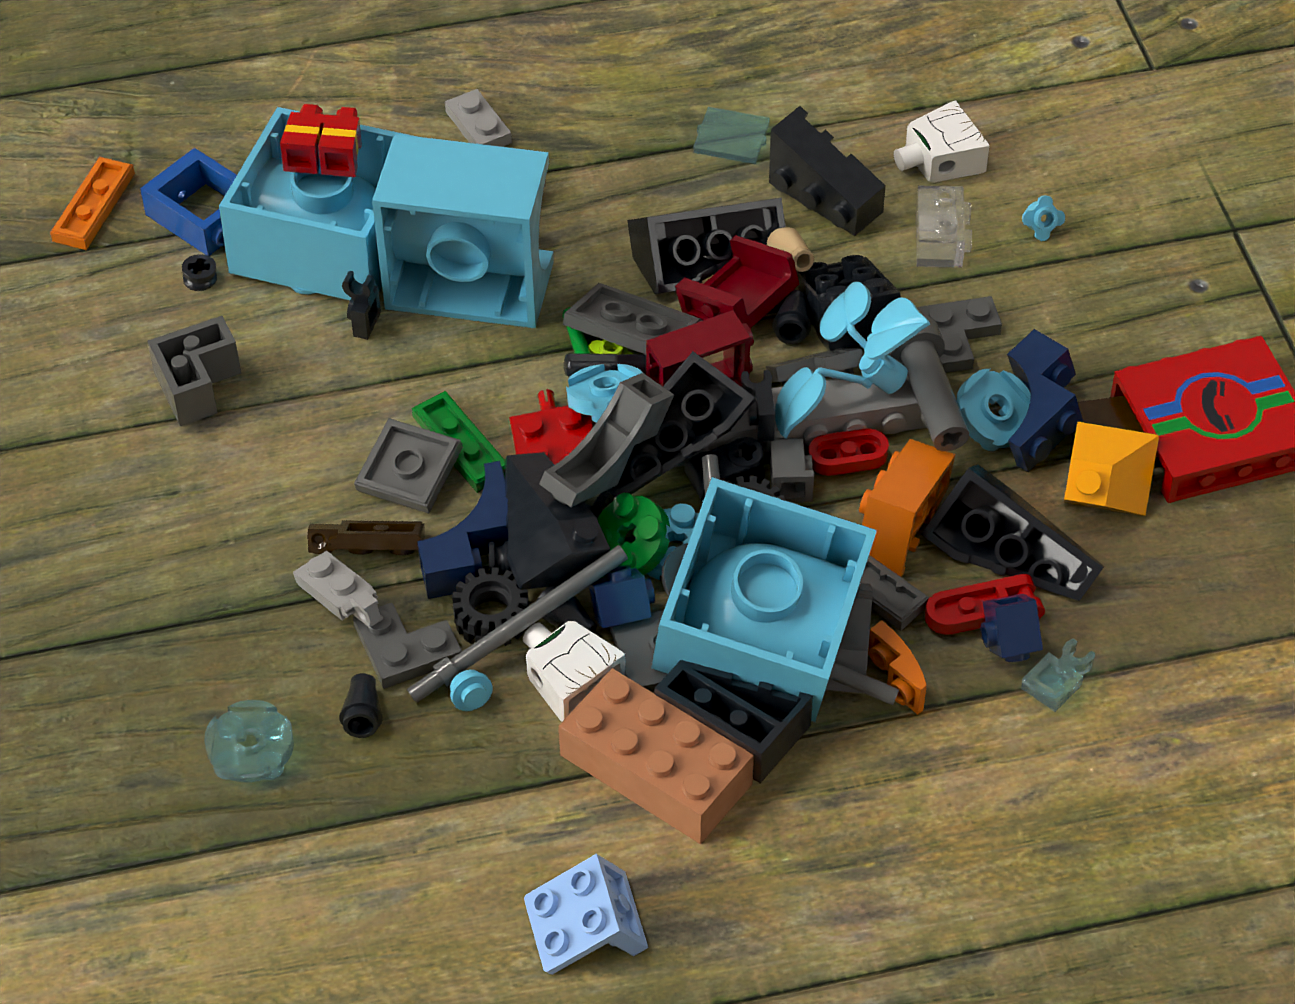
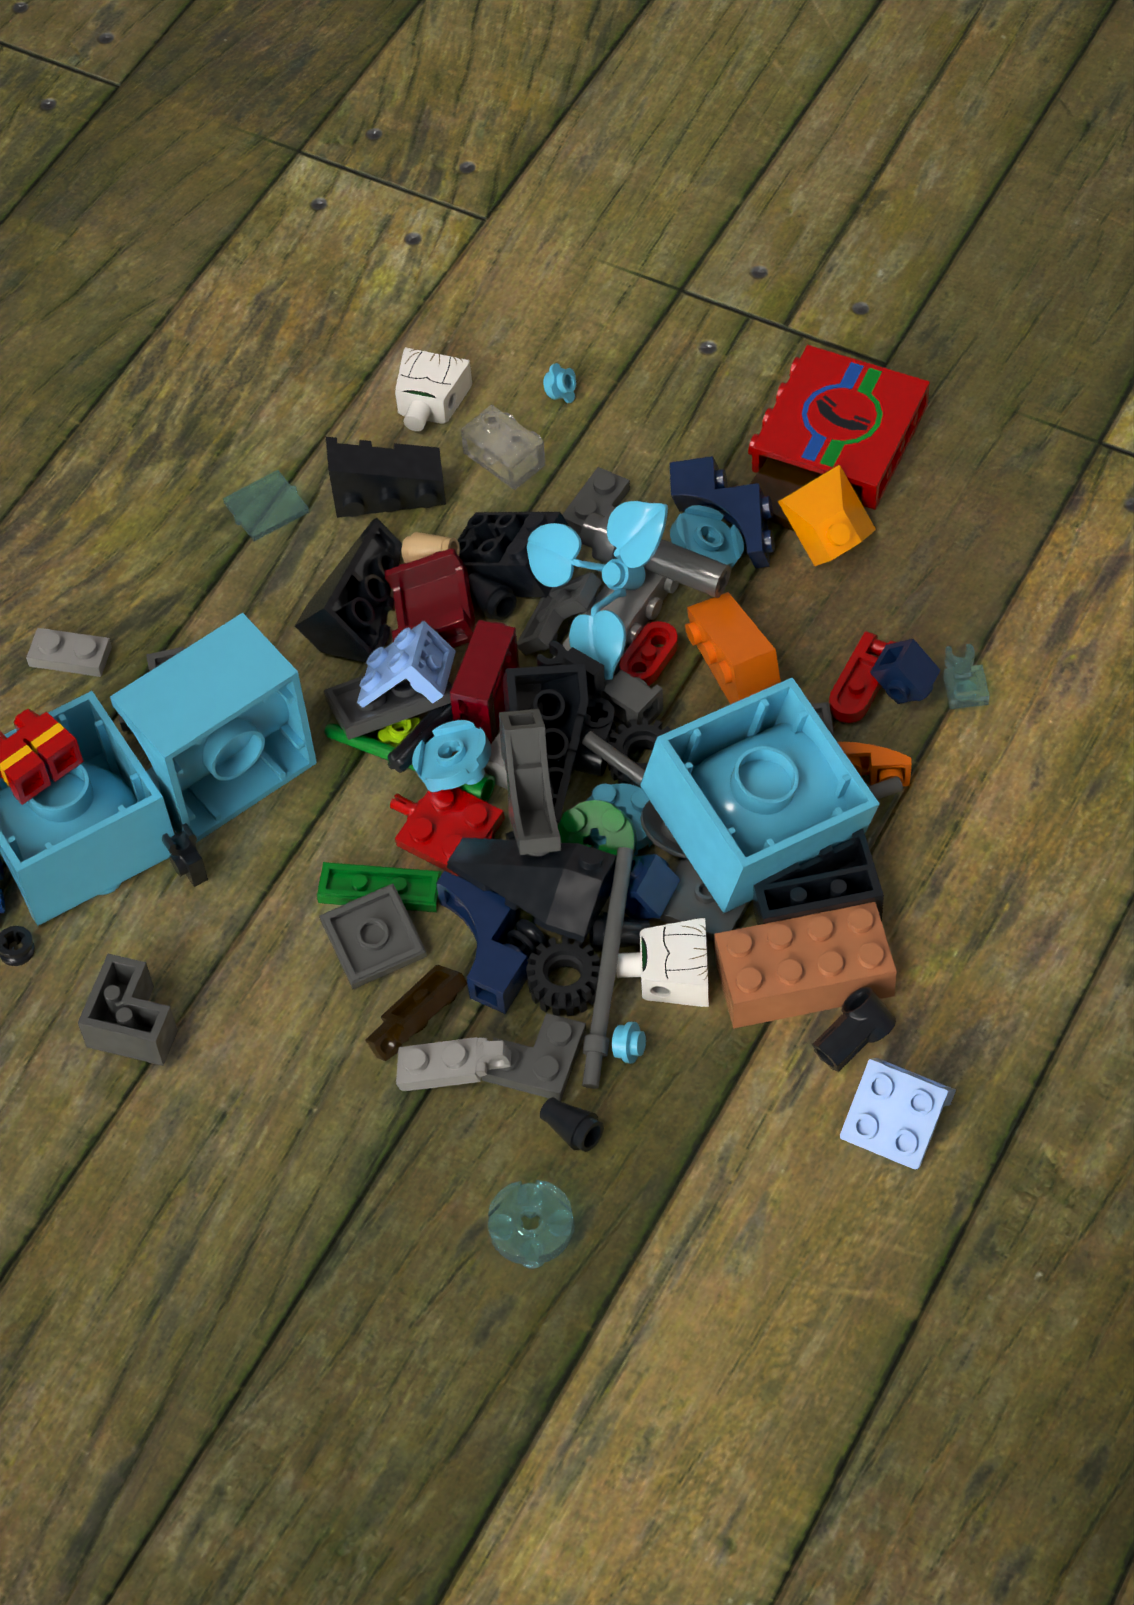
camera: 45 degrees left, 5 degrees up
(640, 831) = (862, 1022): none -> black piece
(660, 306) = (414, 655): none -> light blue bracket
(1002, 532) = (824, 618): black wedge -> none

